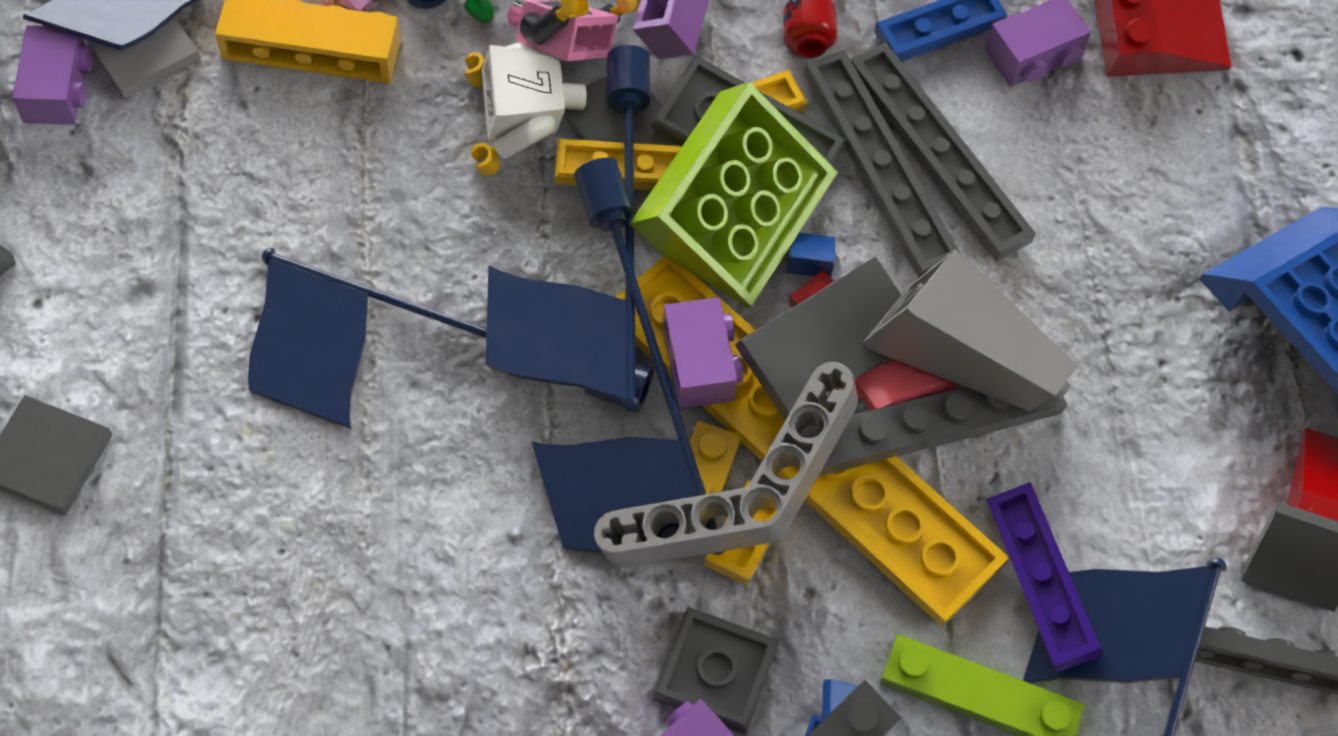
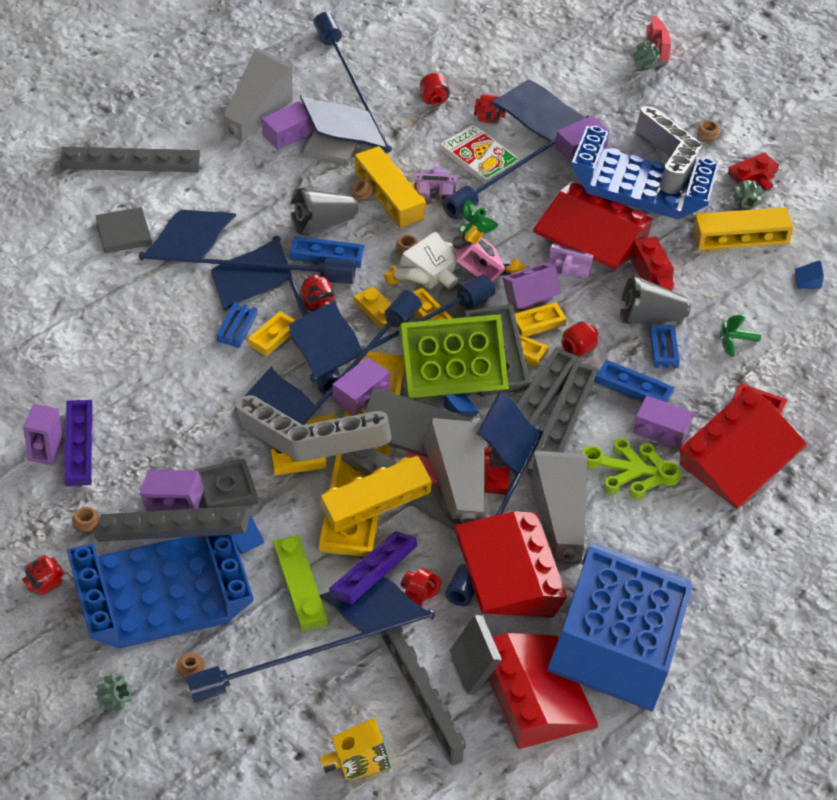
camera: 55 degrees right, 15 degrees down
(154, 368) = (194, 233): none -> dark blue flag
(270, 75) = (361, 189): none -> medium nougat plate
(279, 161) = (320, 210): none -> dark grey cone
(364, 208) = (318, 250): none -> blue plate
(380, 400) = (251, 315): none -> blue tile
(441, 90) = (405, 242): none -> medium nougat plate
(443, 280) = (316, 292): none -> red head
(467, 394) = (271, 334): none -> yellow plate
(531, 221) = (373, 305): none -> yellow plate
(733, 39) = (540, 319): none -> yellow plate
(934, 480) = (375, 493): none -> yellow brick
(1081, 127) = (661, 472): none -> lime plant
(1106, 257) = (560, 497): none -> light grey slope
(1121, 541) = (418, 587): none -> red piece
(1140, 467) = (513, 441): none -> dark blue flag
(1175, 398) = (511, 565): none -> red slope

